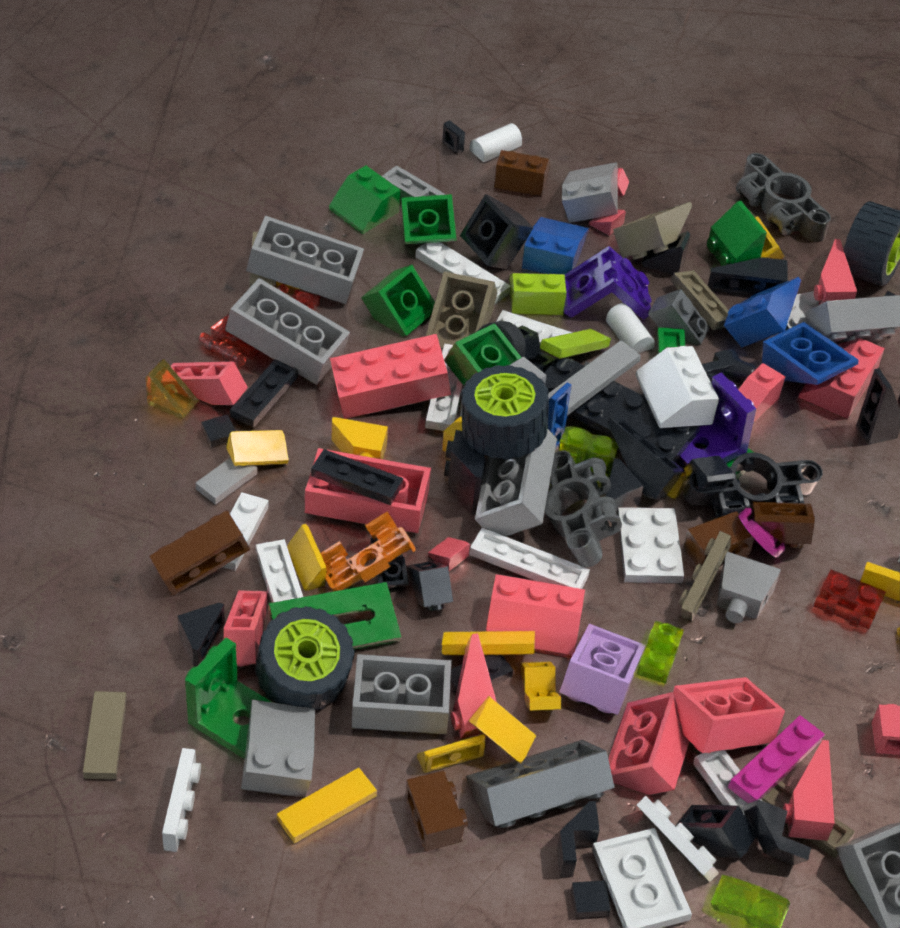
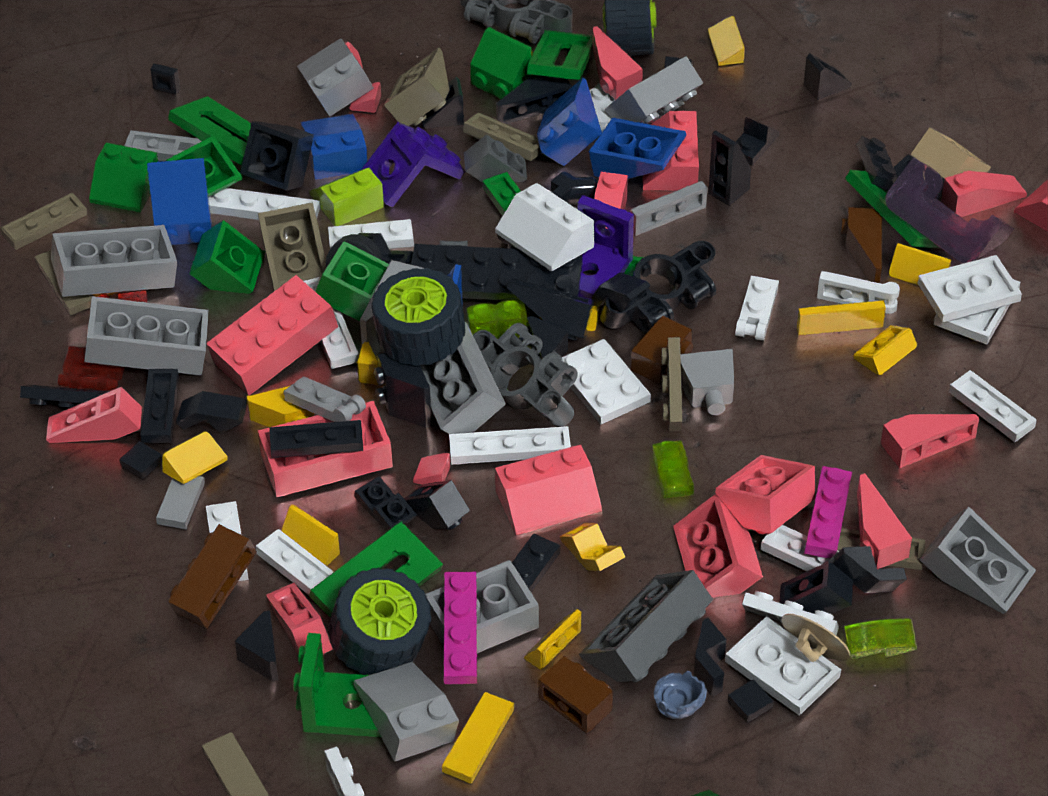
camera: 25 degrees left, 0 degrees up
(168, 391) = (69, 445): clear yellow slope -> none
(195, 351) = (65, 396): none -> black plate
(282, 207) = (43, 221): none -> dark tan tile
(303, 415) = (217, 409): none -> black slope
(352, 570) = (385, 489): orange piece -> none
(364, 699) = (460, 628): none -> dark pink plate
(388, 233) = (180, 199): none -> blue slope
(388, 448) = (324, 400): none -> light grey plate
(449, 178) = (189, 119): none -> green piece
(472, 688) = (545, 577): coral slope -> none
(491, 144) = (209, 66): white brick -> none
(491, 641) = (524, 531): yellow tile -> none
(503, 729) = (591, 597): yellow slope -> none
(521, 172) = (255, 86): reddish brown slope -> none
(525, 859) = (679, 695): none -> sand blue hair
(575, 343) = (419, 228): lime tile -> none
(599, 374) = (467, 241): light grey tile -> none
(602, 669) = (636, 507): lavender slope -> none
(629, 328) = (455, 194): white brick -> none
(677, 862) = (816, 637): none -> tan shield
(763, 537) = (695, 324): dark pink tile -> none
(775, 249) = (549, 48): none -> green piece
(786, 521) = (713, 304): reddish brown slope -> none
(808, 421) = (669, 207): none -> light grey plate
(833, 545) = (757, 308): none -> white plate
(849, 599) = (800, 349): clear red plate -> none

